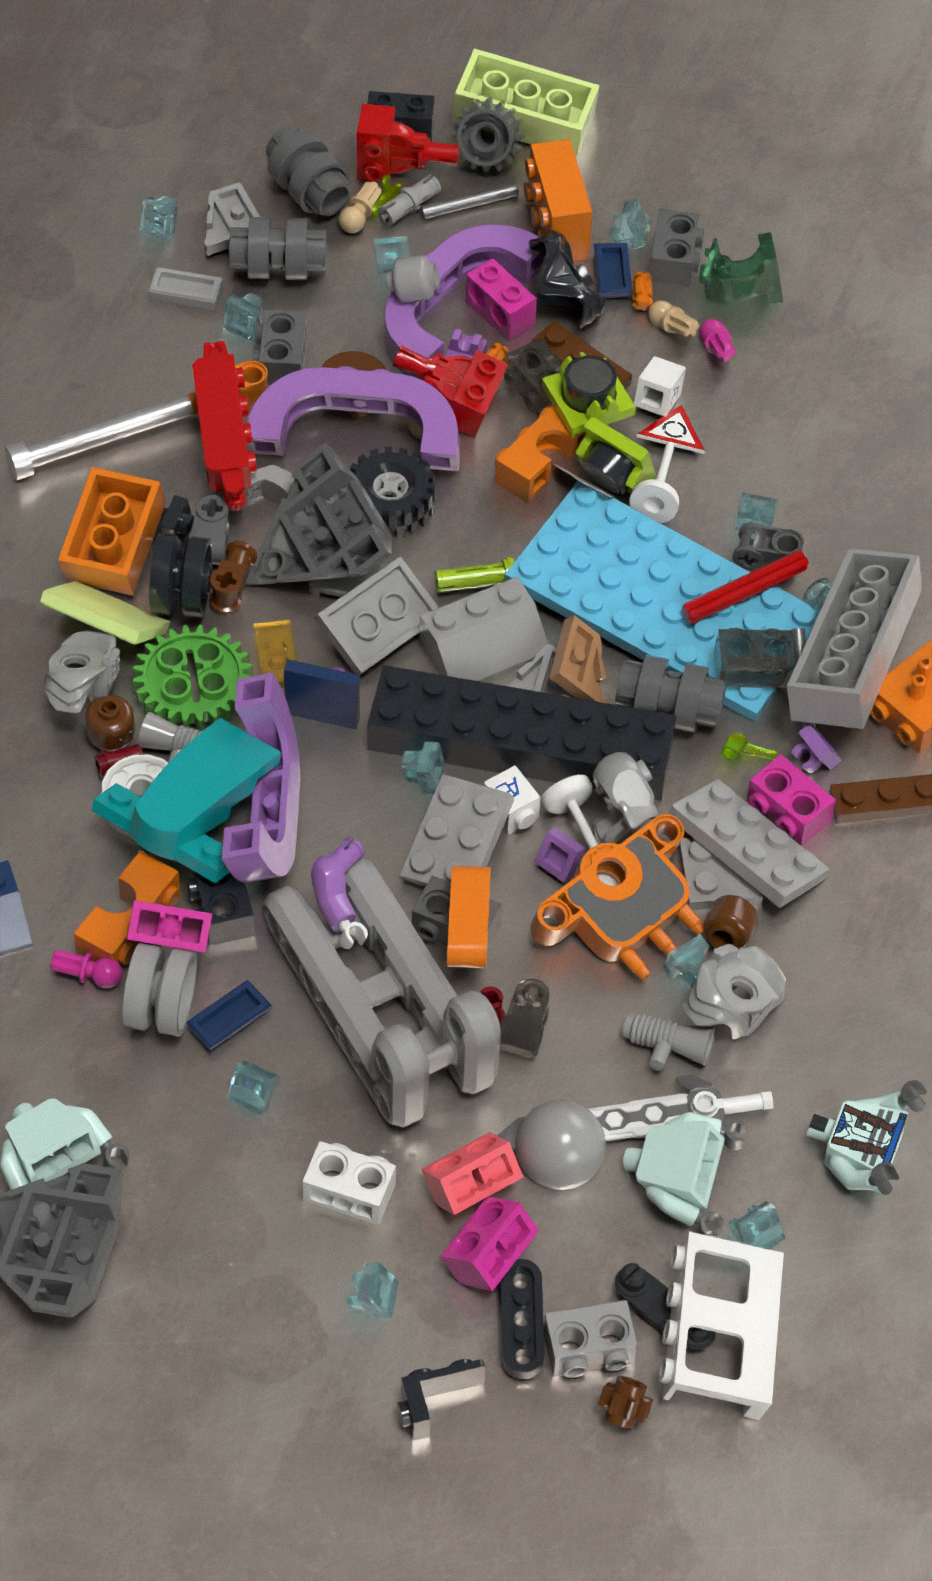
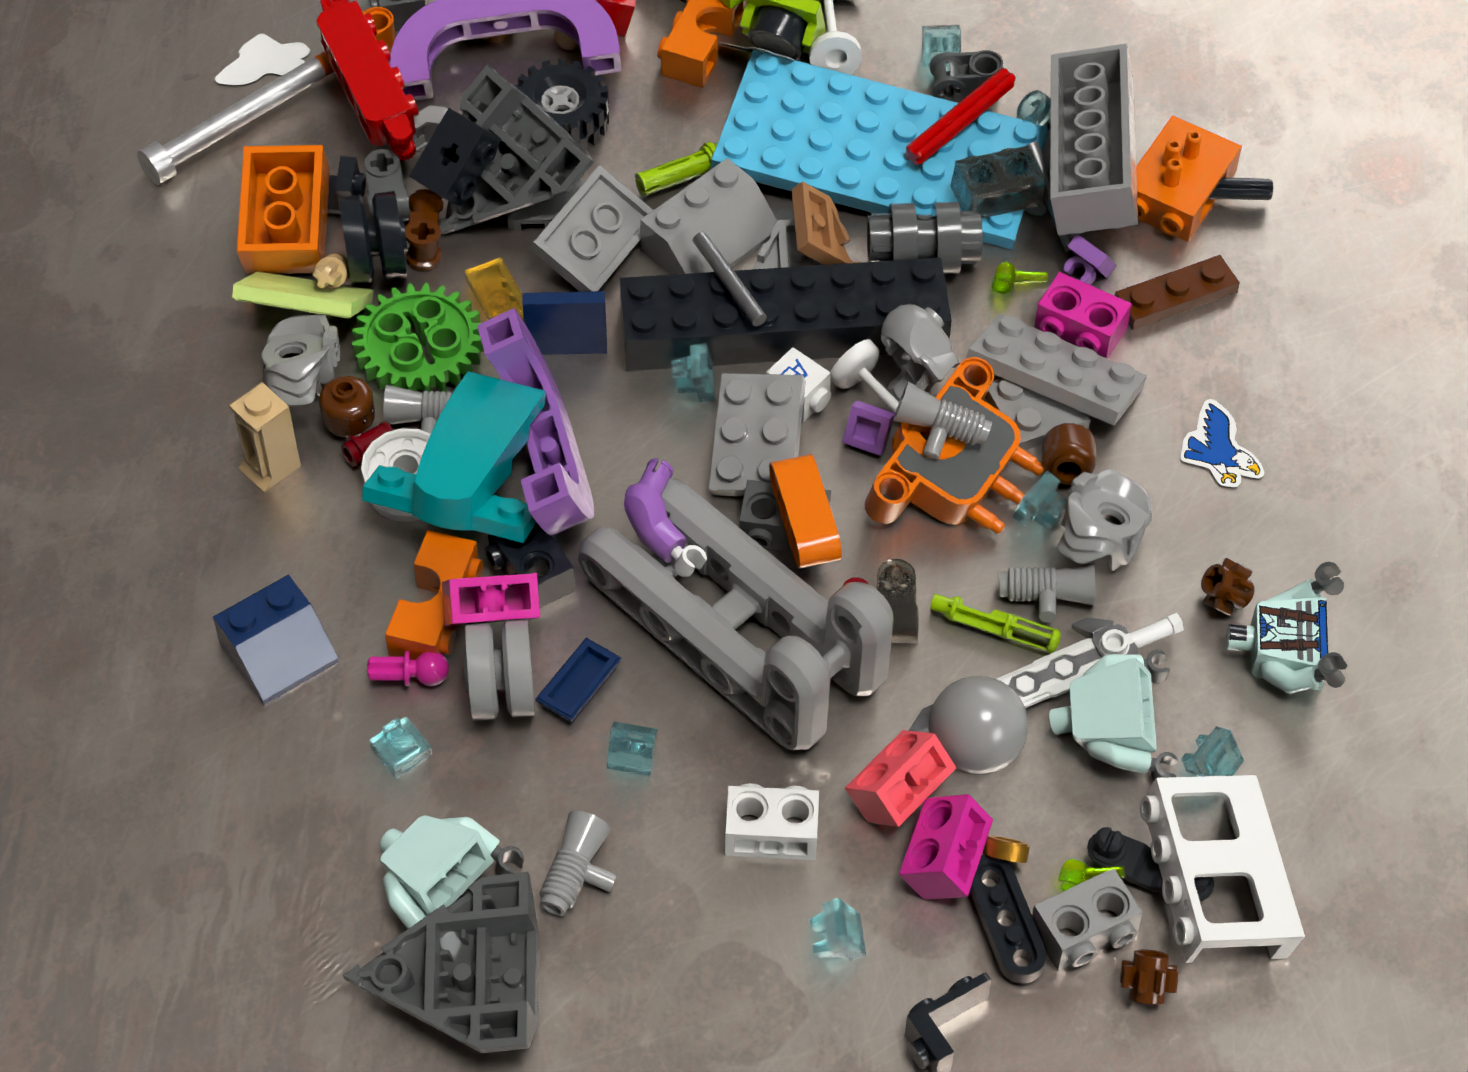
camera: 15 degrees left, 0 degrees up
(28, 734) = (265, 437): none -> tan window
(59, 1034) = (400, 746): none -> clear light blue tile
(134, 598) = (332, 271): none -> tan axle
(144, 382) = (262, 57): none -> white sticker
(167, 1173) = (572, 863): none -> light grey piece
(273, 520) = (438, 163): none -> black brick
(476, 690) = (729, 278): none -> flat silver bar
(543, 1259) = (1006, 849): none -> pearl gold tile
(597, 1294) = (1075, 872): none -> clear neon green hand
(611, 1058) = (996, 623): none -> lime piece
(619, 865) = (943, 418): none -> light grey piece
(827, 1079) = (1227, 586): none -> reddish brown gear
(871, 951) = (1216, 449): none -> sticker

